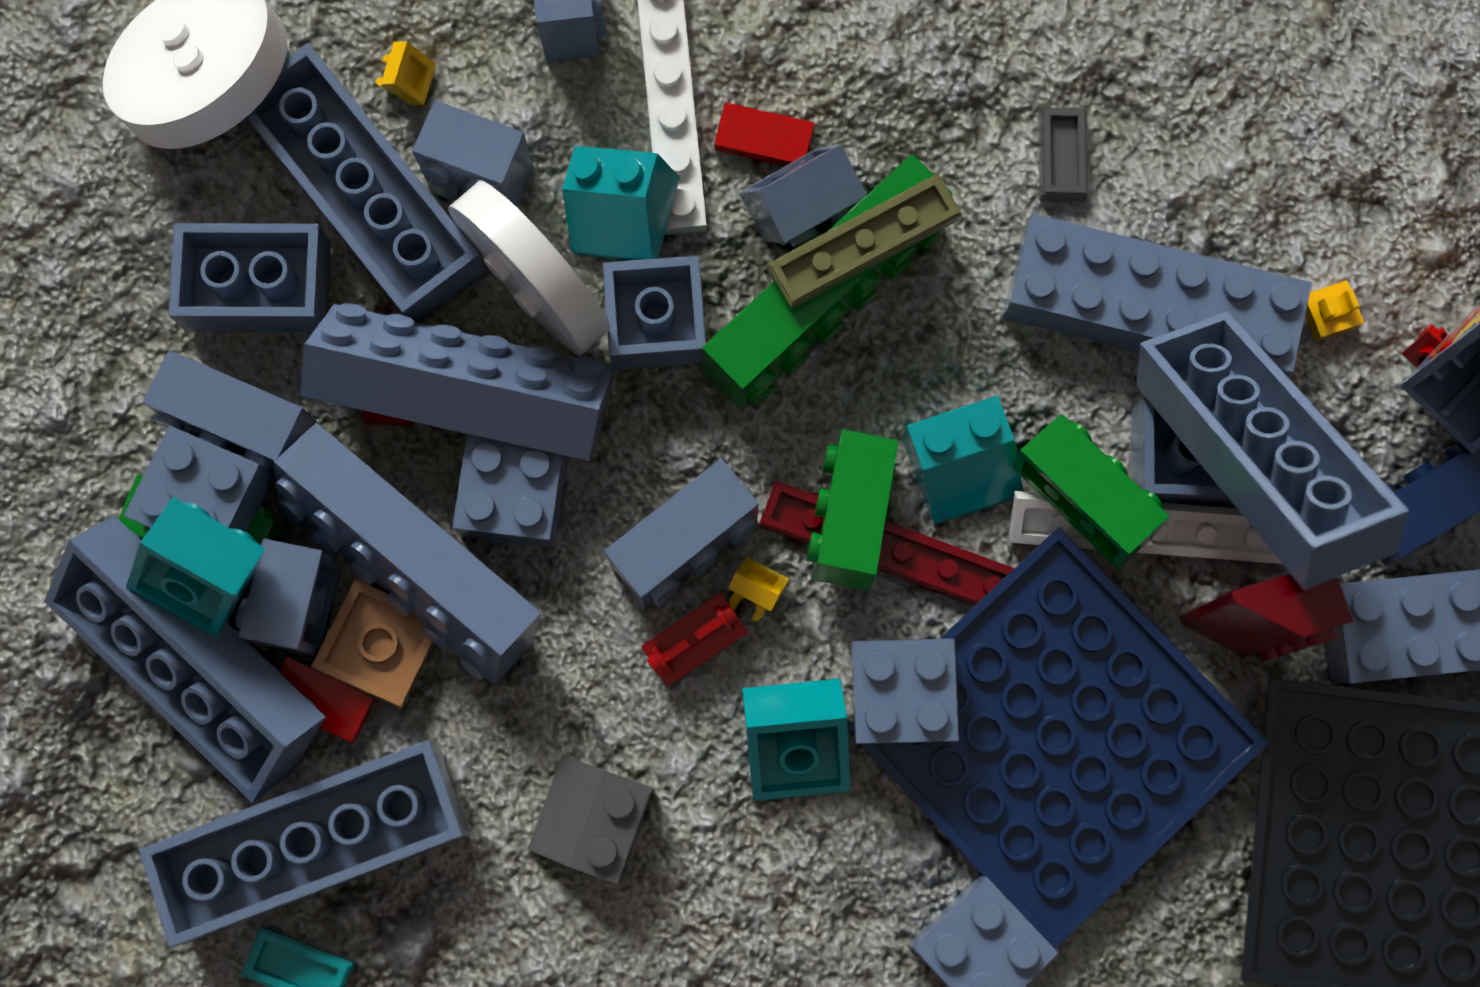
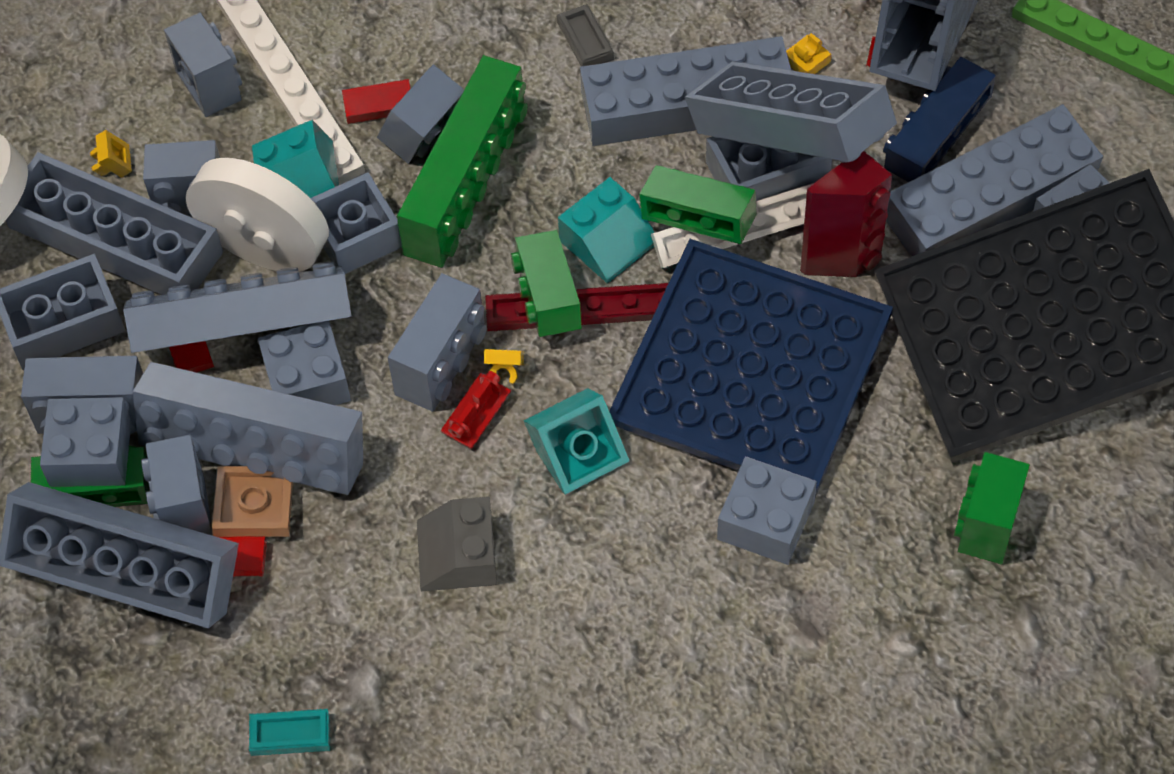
camera: 20 degrees left, 20 degrees down
(194, 565) = (107, 469): teal slope -> none
(303, 843) = (259, 638): sand blue brick -> none
(864, 241) = (475, 113): olive tile -> none
(904, 691) = (633, 369): sand blue brick -> none

